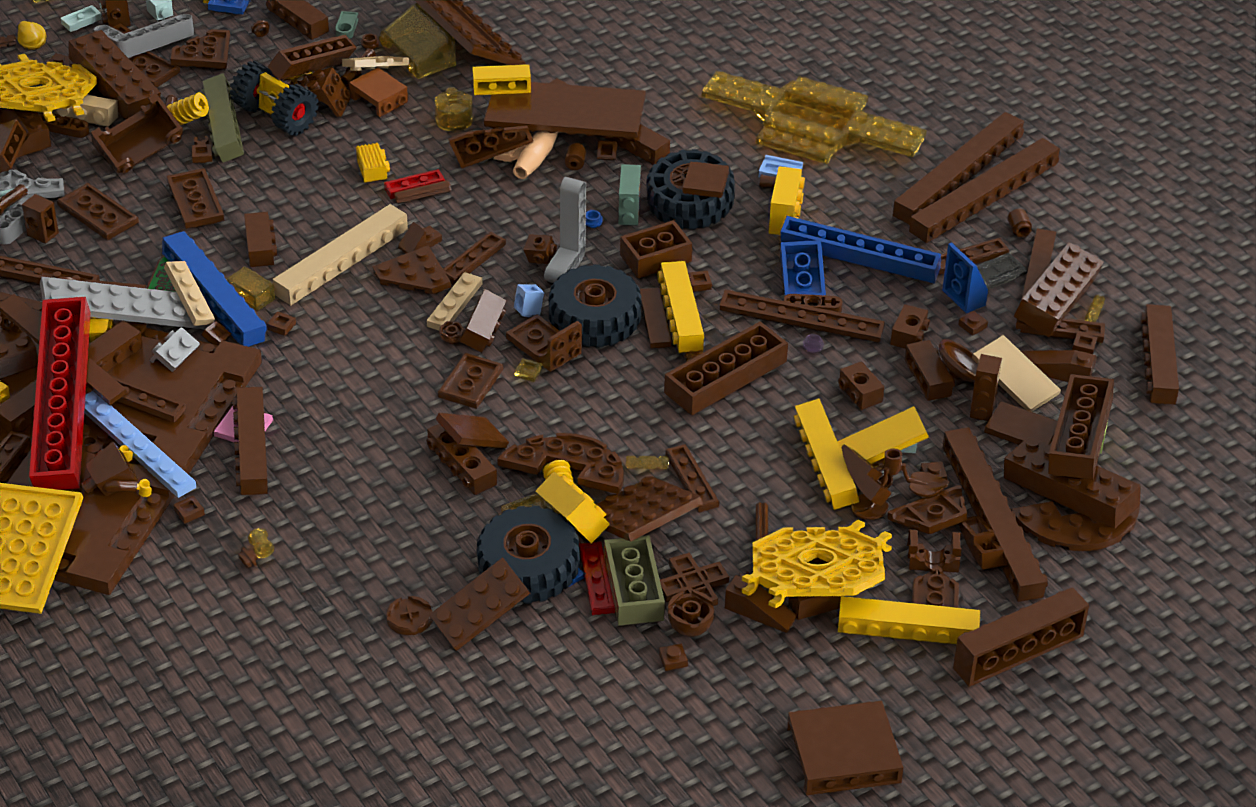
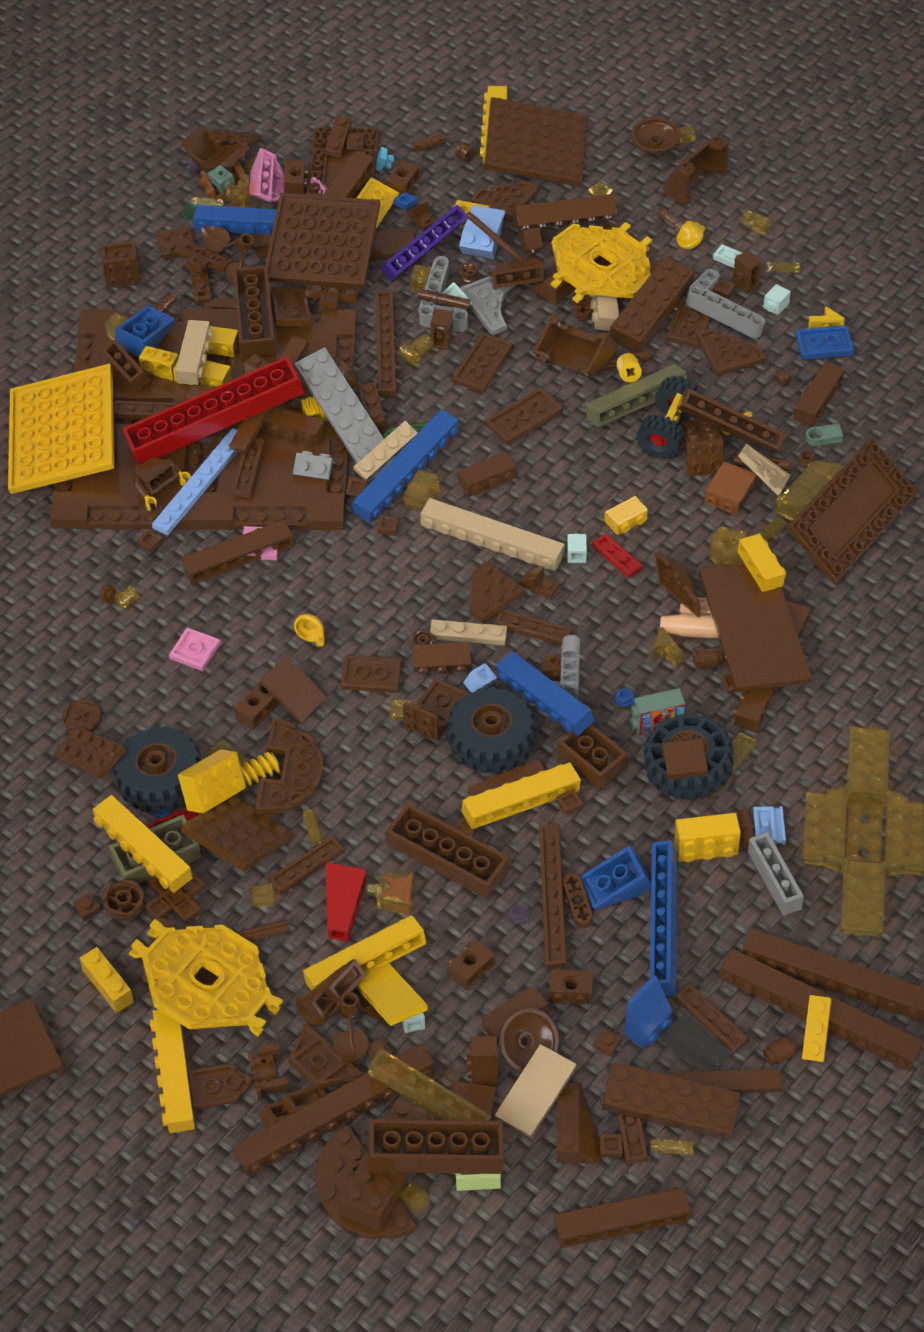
camera: 75 degrees right, 10 degrees up
(47, 251) = (413, 351): none -> clear yellow piece
(201, 151) = (586, 396): reddish brown plate -> none
(363, 505) = (194, 649): none -> bright pink tile
(394, 405) = (310, 629): none -> yellow hat
(395, 197) = (576, 548): none -> light aqua brick
(422, 191) = (607, 564): reddish brown axle -> none
(439, 82) = (772, 528): none -> clear yellow axle
(547, 176) = (666, 646): none -> clear yellow slope
(578, 251) = (545, 694): none -> blue brick
(635, 571) = (142, 844): none -> yellow brick
(716, 516) = (263, 895): none -> clear yellow tile
(749, 456) = (343, 894): none -> red slope
(757, 418) = (393, 892): none -> torso
(781, 651) = (106, 980): none -> yellow brick
(840, 174) = (775, 874): none -> light grey brick
(1009, 190) = (816, 1028): none -> yellow plate
(1010, 431) = (422, 1089): none -> clear yellow brick
(1020, 636) = (170, 1158): reddish brown brick -> none

